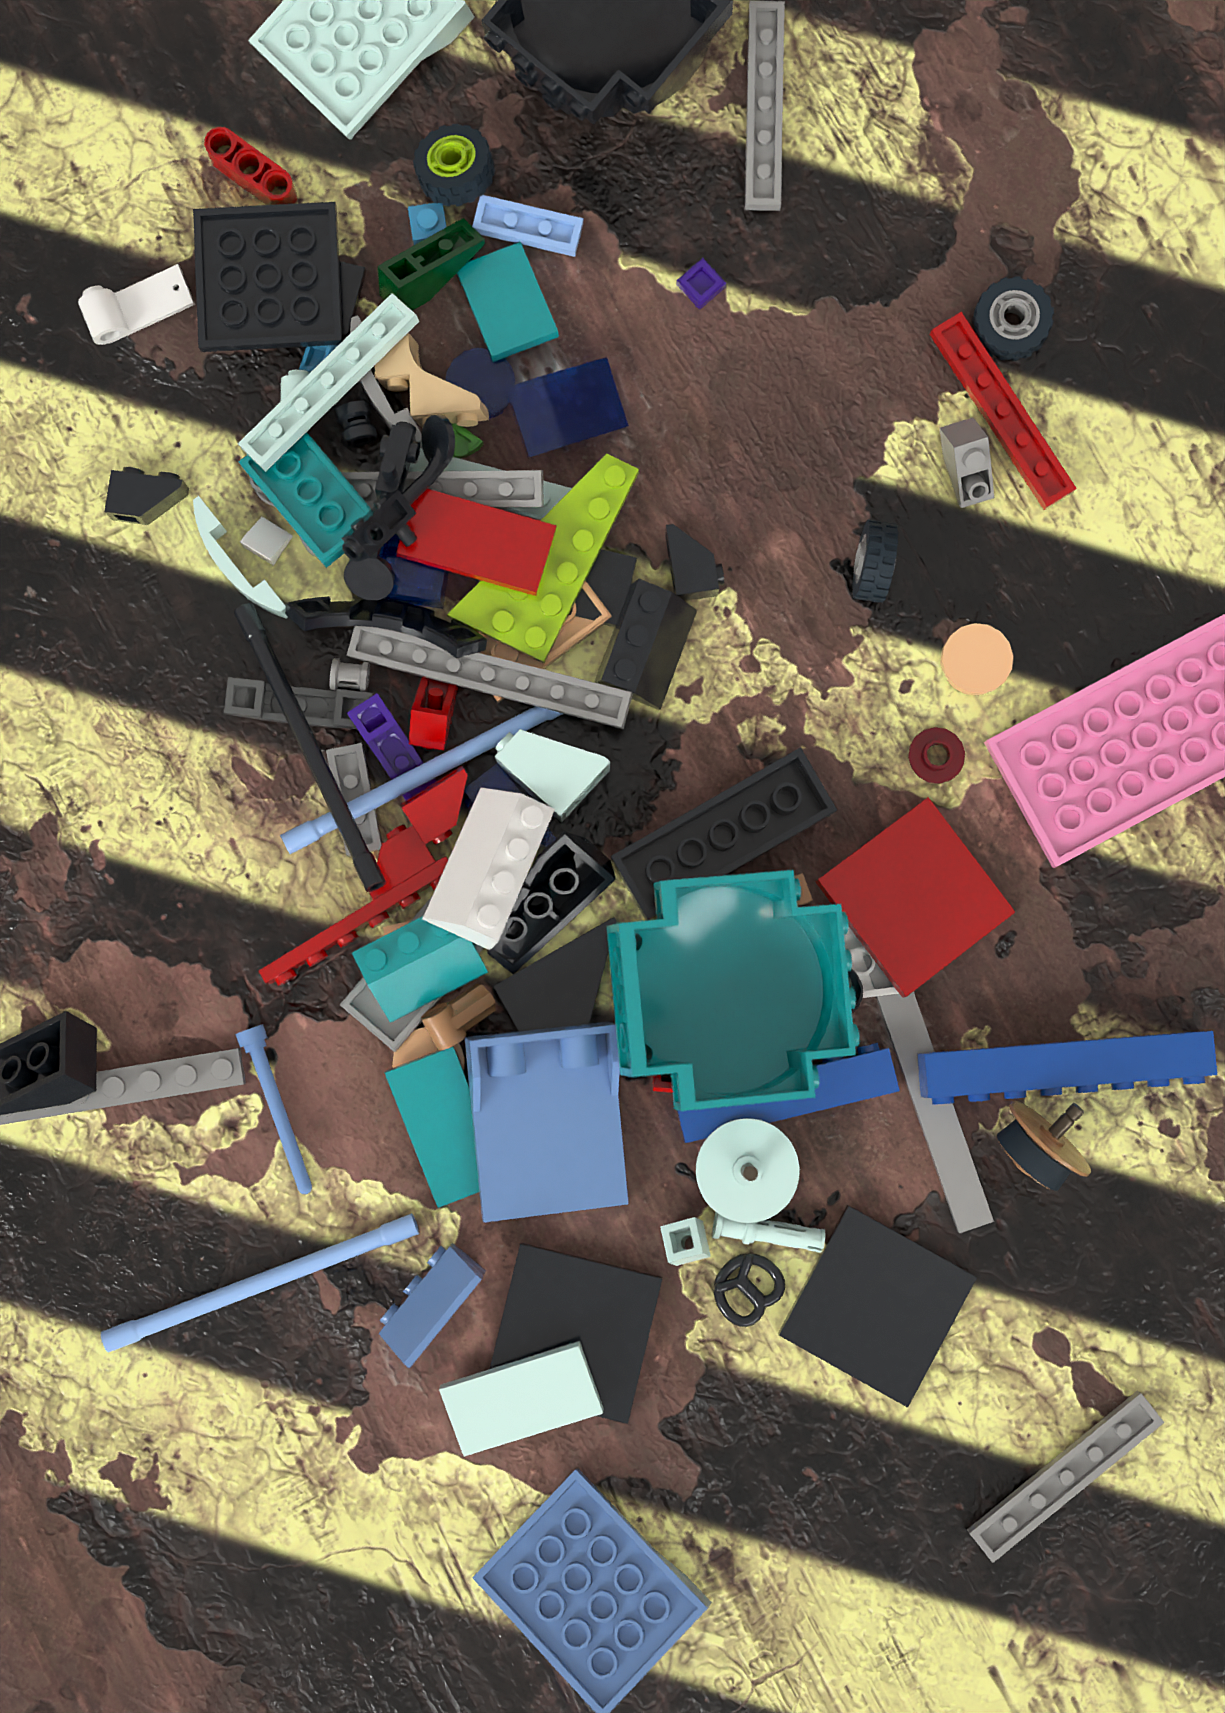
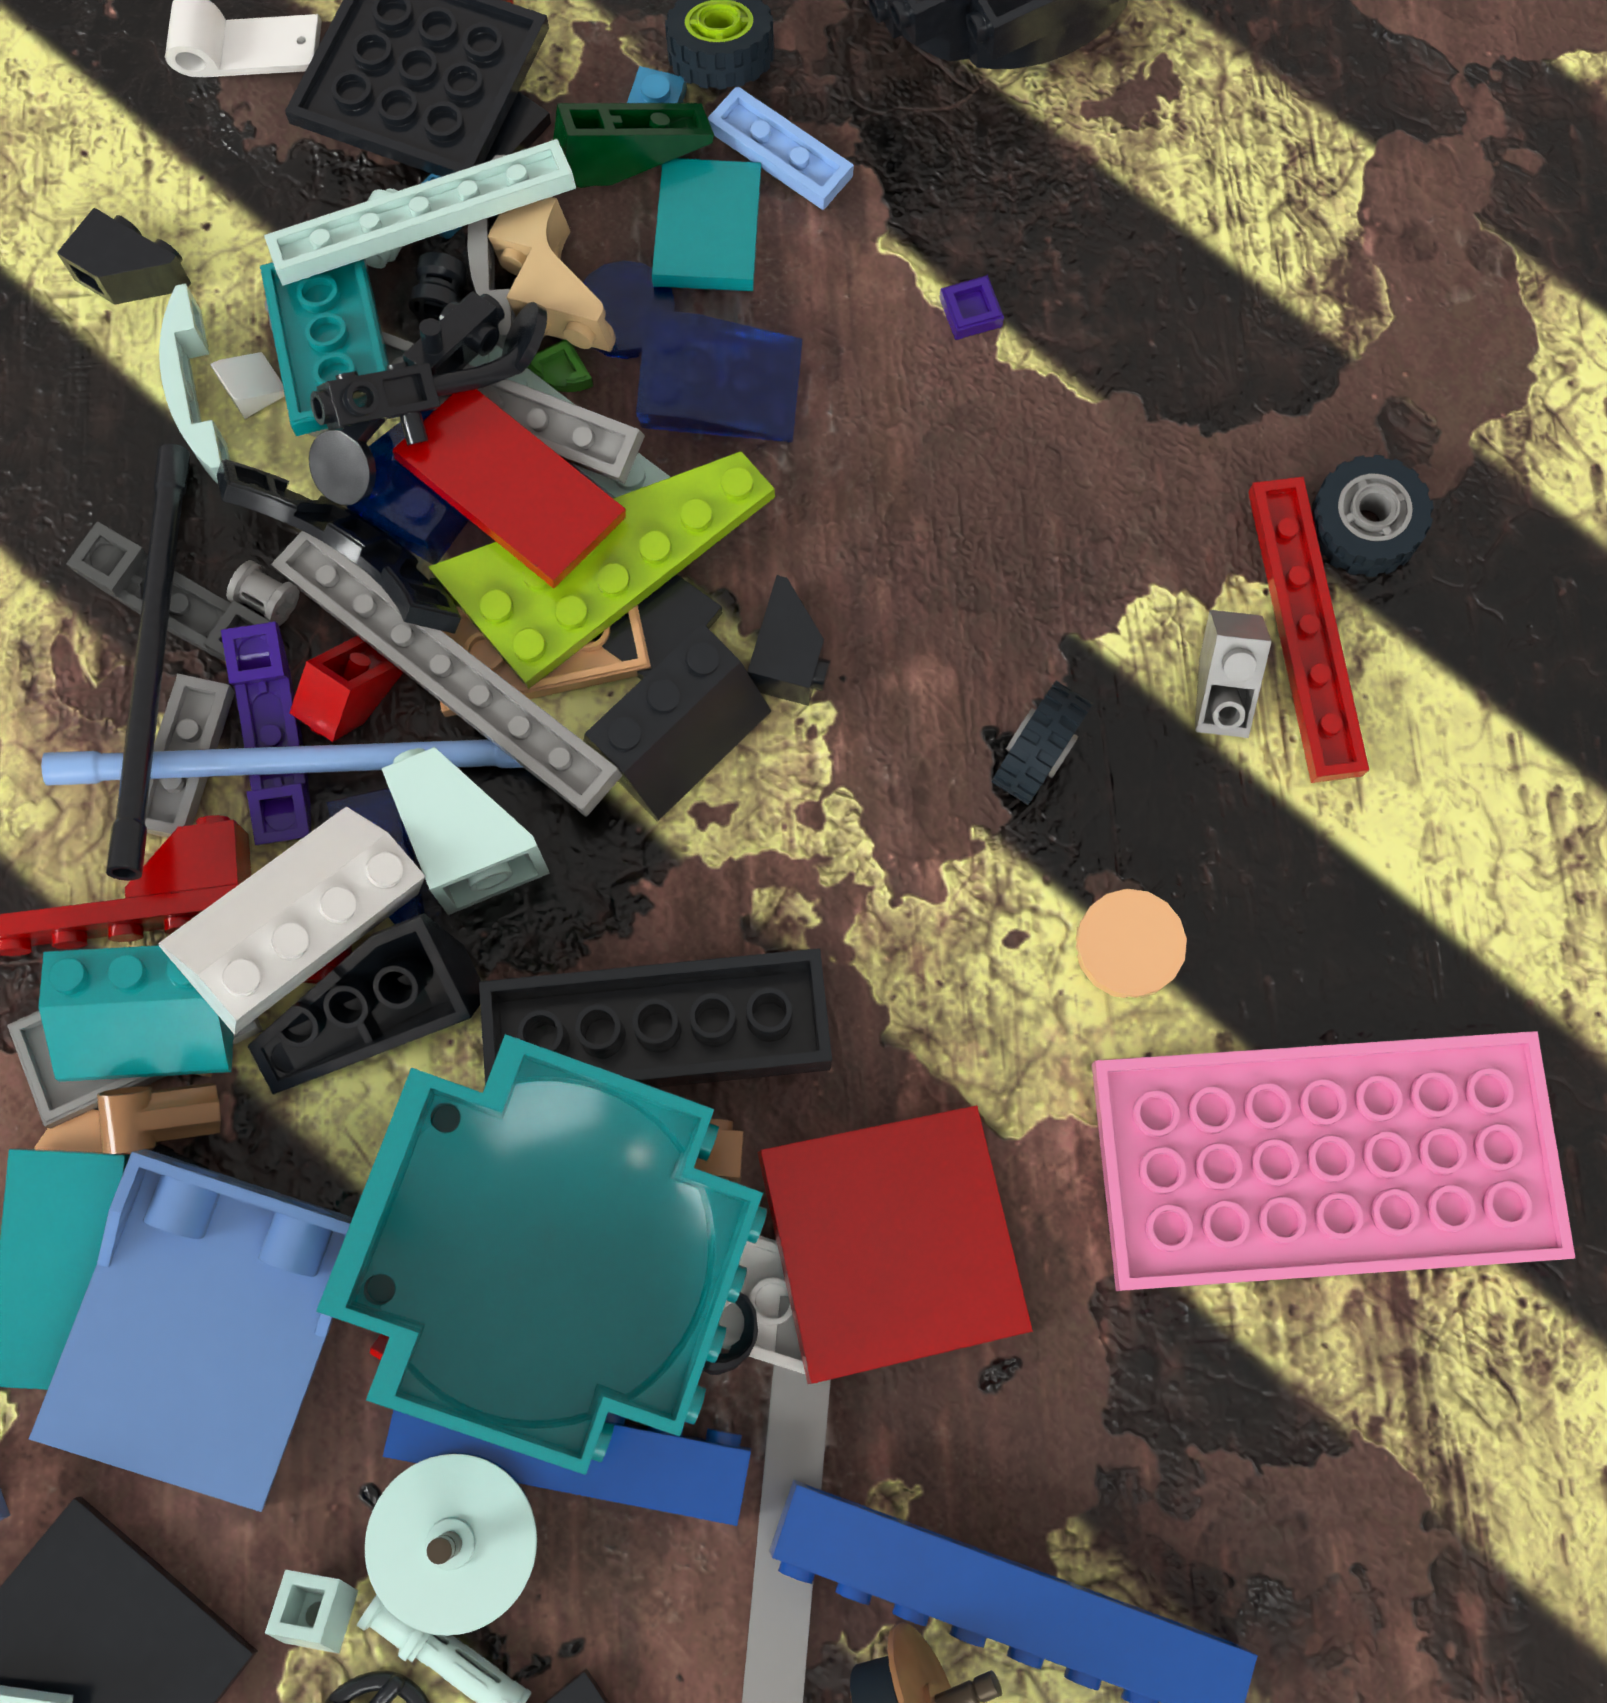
camera: 25 degrees right, 10 degrees down
(437, 807) = (278, 810): red slope -> none
(559, 986) = (314, 1140): black tile -> none
(764, 105) = (1150, 132): light grey plate -> none
(924, 768) = (993, 1068): dark red piece -> none

